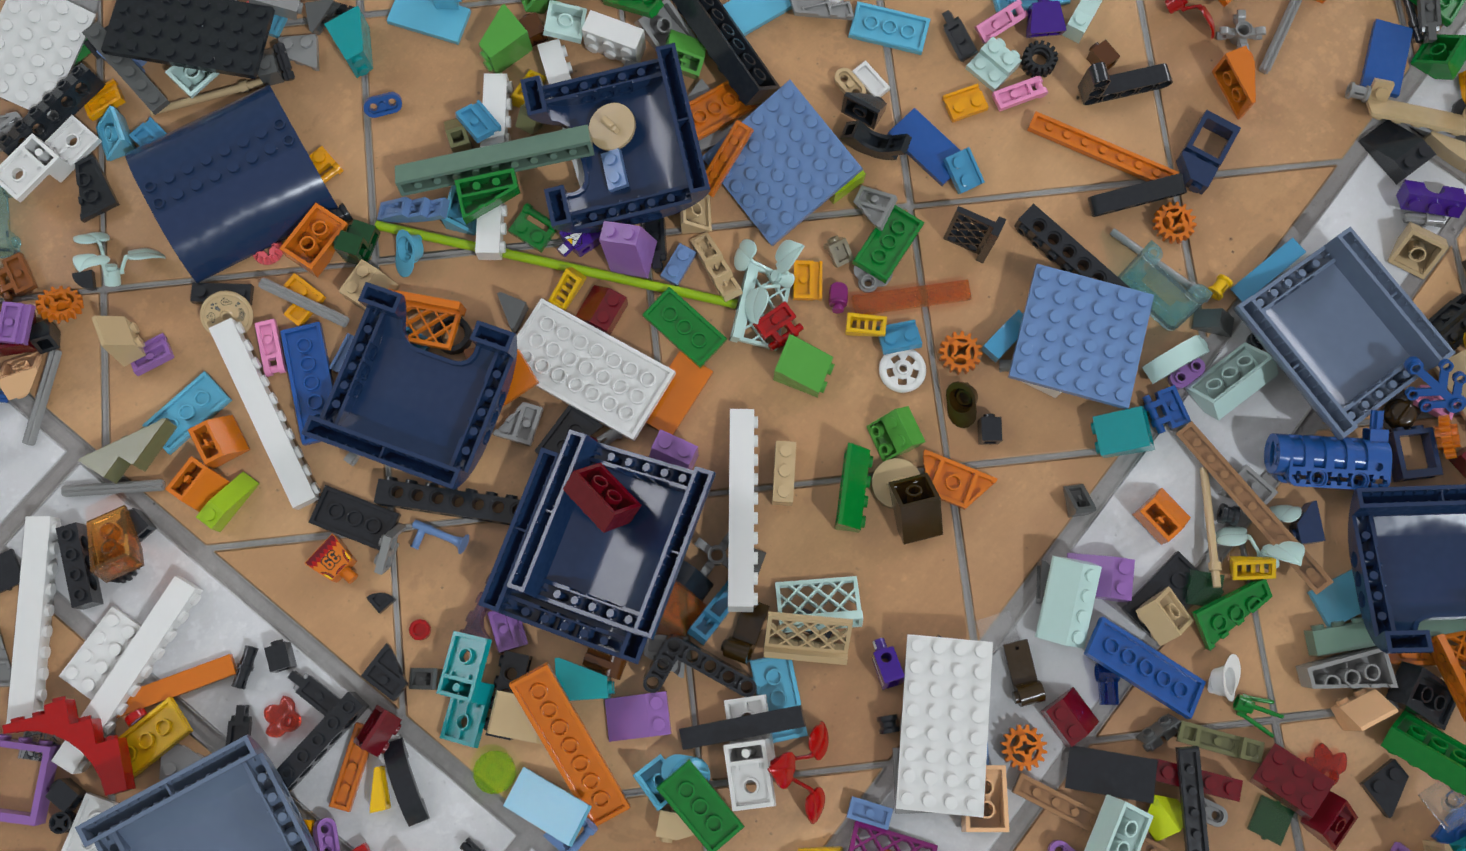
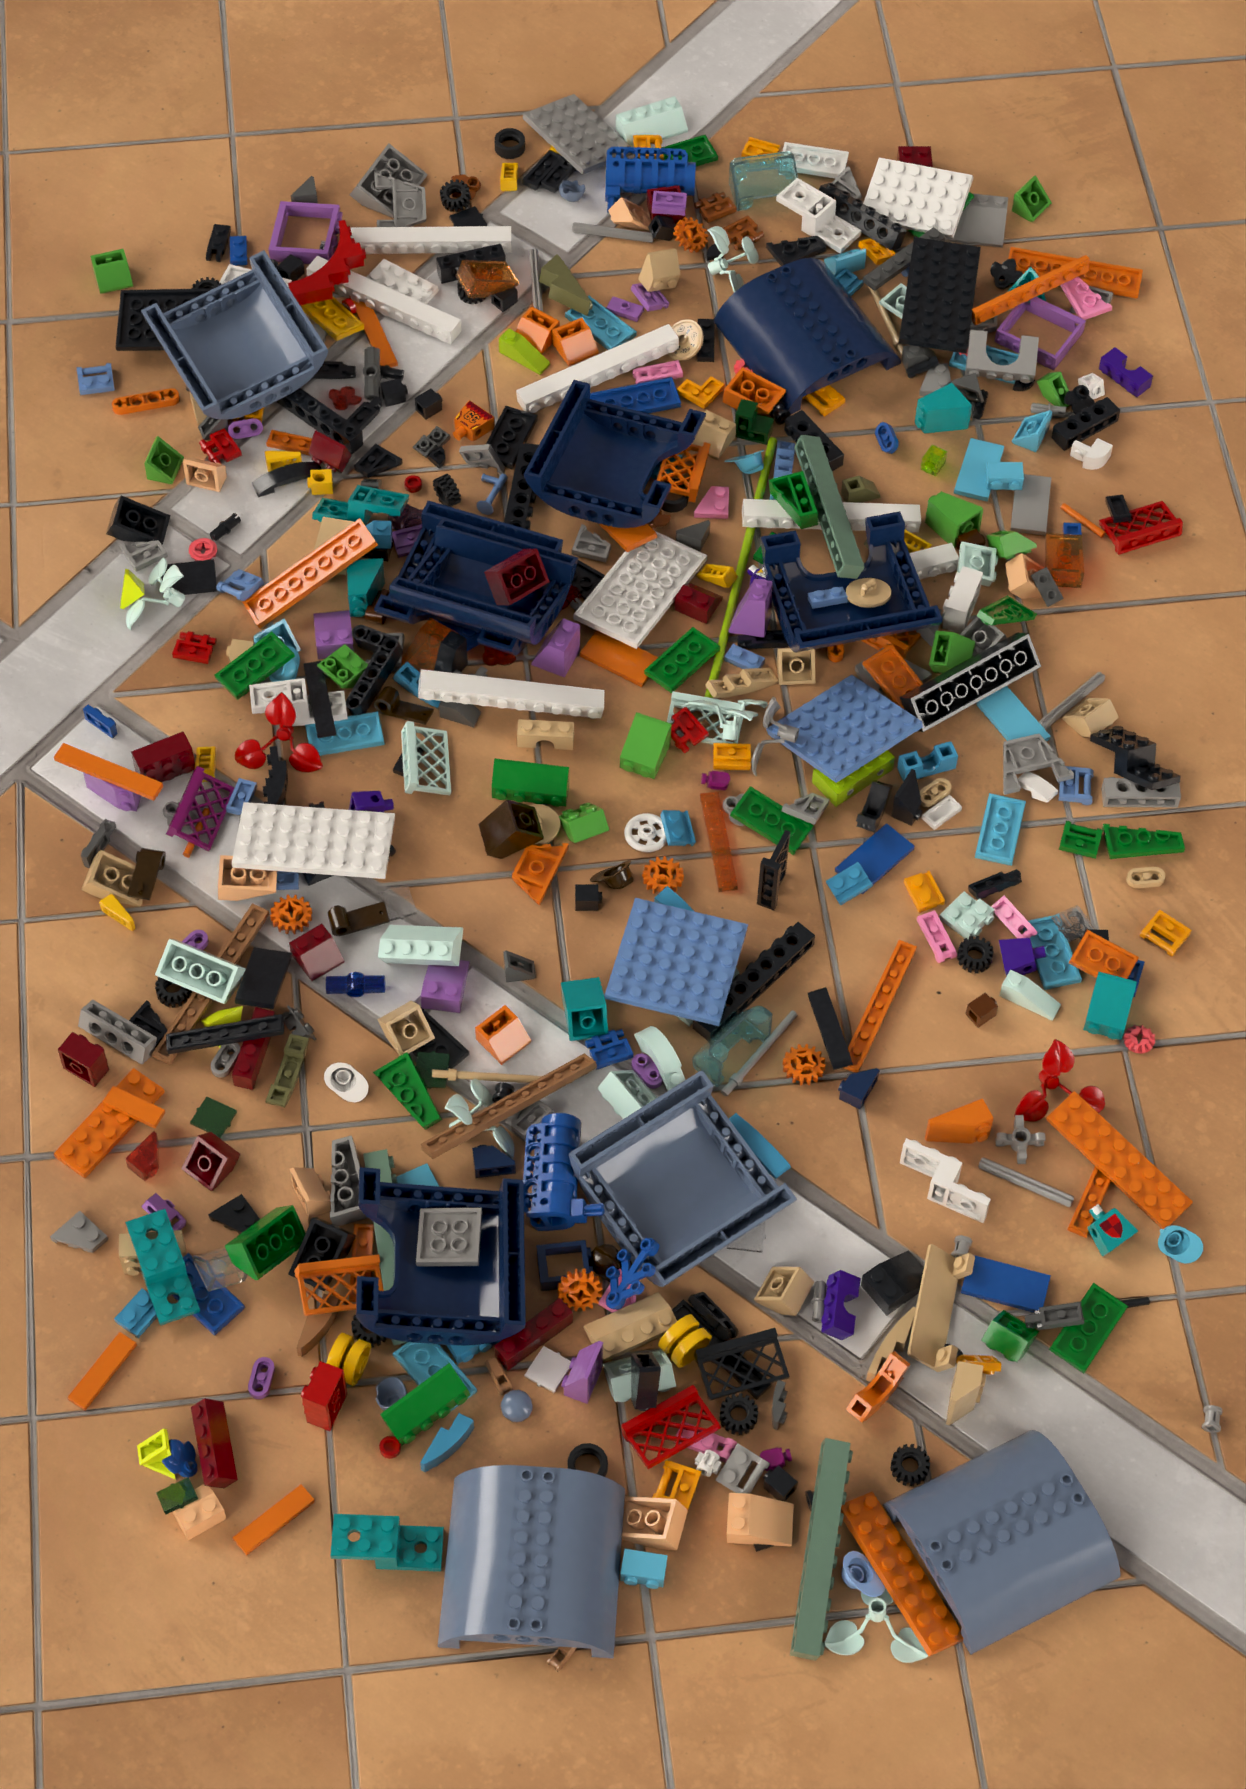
camera: 90 degrees right, 20 degrees down
(53, 249) = (742, 228): none -> dark orange plate
(166, 384) = (625, 309): none -> medium lavender plate
(238, 683) = (371, 364): none -> dark grey piece
(301, 613) = (428, 403): none -> black brick
(303, 302) = (696, 389): light grey axle -> none
(358, 609) = (431, 442): none -> dark grey slope
(373, 181) = (801, 424): none -> black brick
(408, 734) = (320, 482): none -> yellow brick
(417, 58) = (933, 460): none -> clear neon green brick
(441, 587) = (447, 490): none -> black tyre
(464, 289) = (714, 504): none -> bright pink wing
(478, 121) = (868, 497): dark azure plate -> none
(494, 772) = (292, 536): clear neon green tile -> none
(512, 667) = (381, 533): none -> dark azure slope
(547, 806) = (262, 565): medium azure tile -> none
(697, 701) = (343, 667): none -> bright green slope
(727, 155) = (847, 685): orange tile -> none
(794, 223) = (785, 732): none -> light grey plant
(806, 648) = (387, 739): tan fence -> none
(814, 81) = (939, 760): none -> dark azure arch
(839, 250) = (762, 779): dark tan bracket -> none
(859, 773) = (278, 779): none -> black slope
(865, 332) = (689, 788): yellow slope -> none
(1099, 86) = (949, 1018): black beam -> none
(1145, 668) = (357, 1007): blue plate -> none
(1218, 126) = (888, 1116): dark blue window -> none
(1220, 286) = (732, 1097): yellow bush -> none
(1244, 704) = (318, 1098): green plant -> none
(1252, 561) = (444, 1114): yellow slope -> none
(1292, 781) = (247, 1121): dark red brick -> none
(1298, 98) = (945, 1176): none -> white bracket
(1326, 762) = (263, 1165): clear red plate -> none
(1417, 562) = (449, 1237): none -> light grey plate

